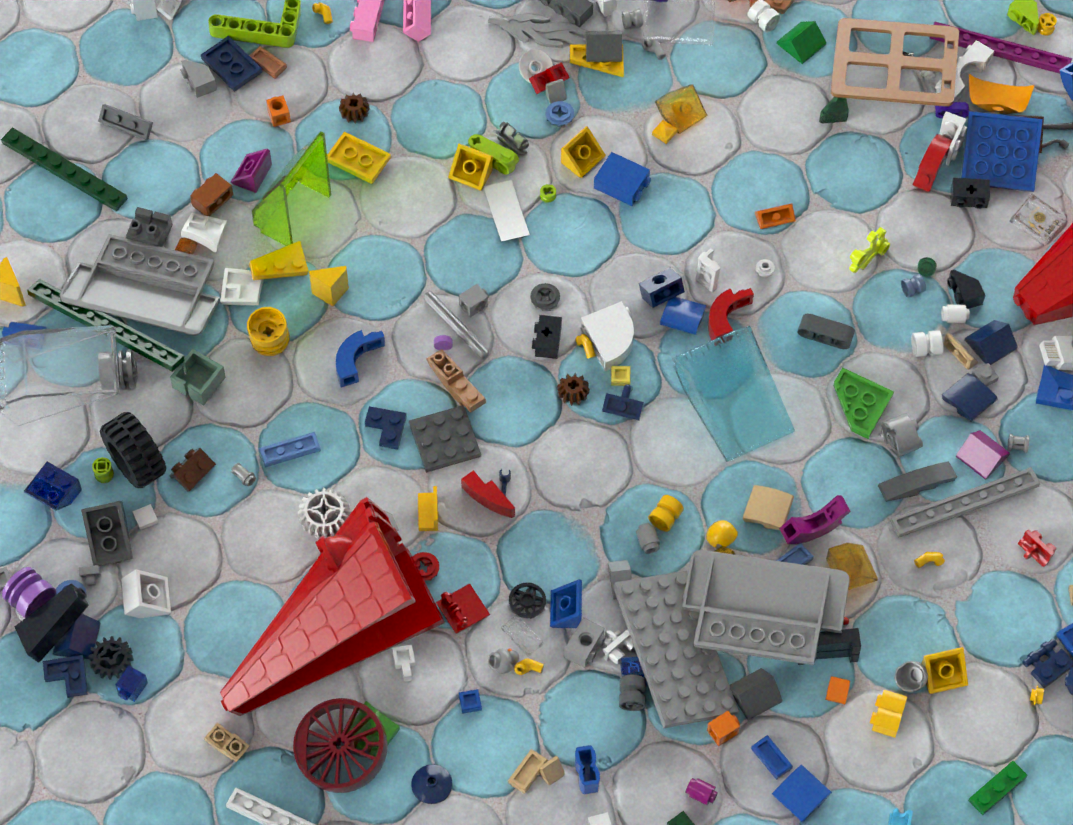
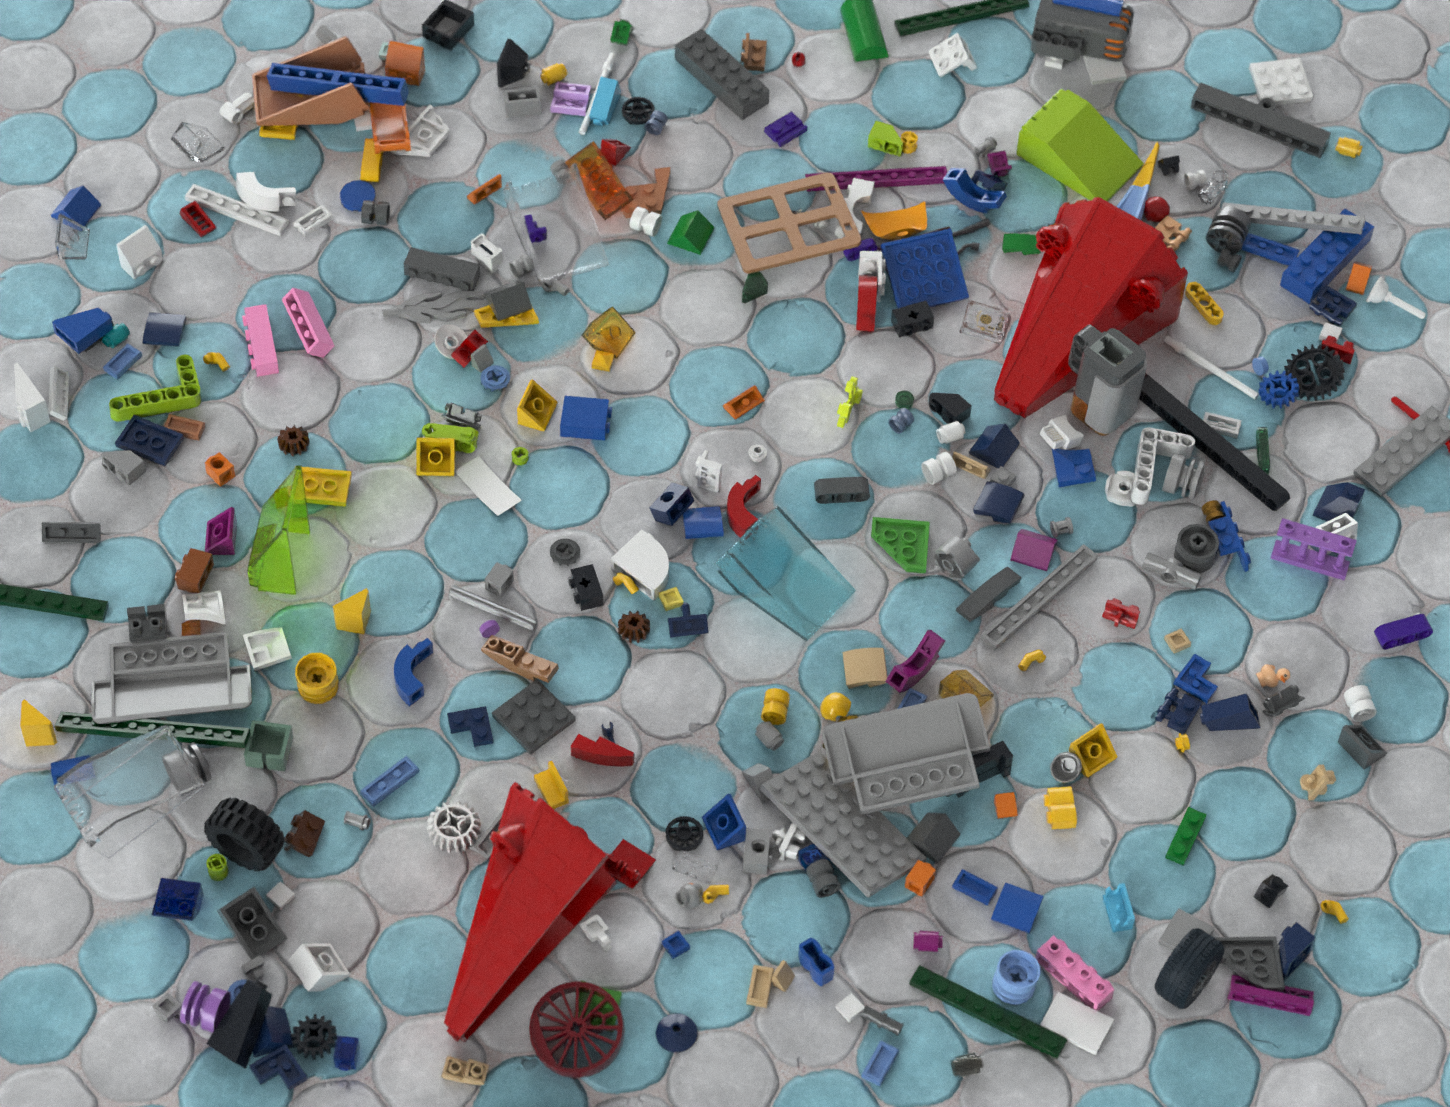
camera: 25 degrees left, 5 degrees down
(280, 263) = (294, 611): yellow wing -> none

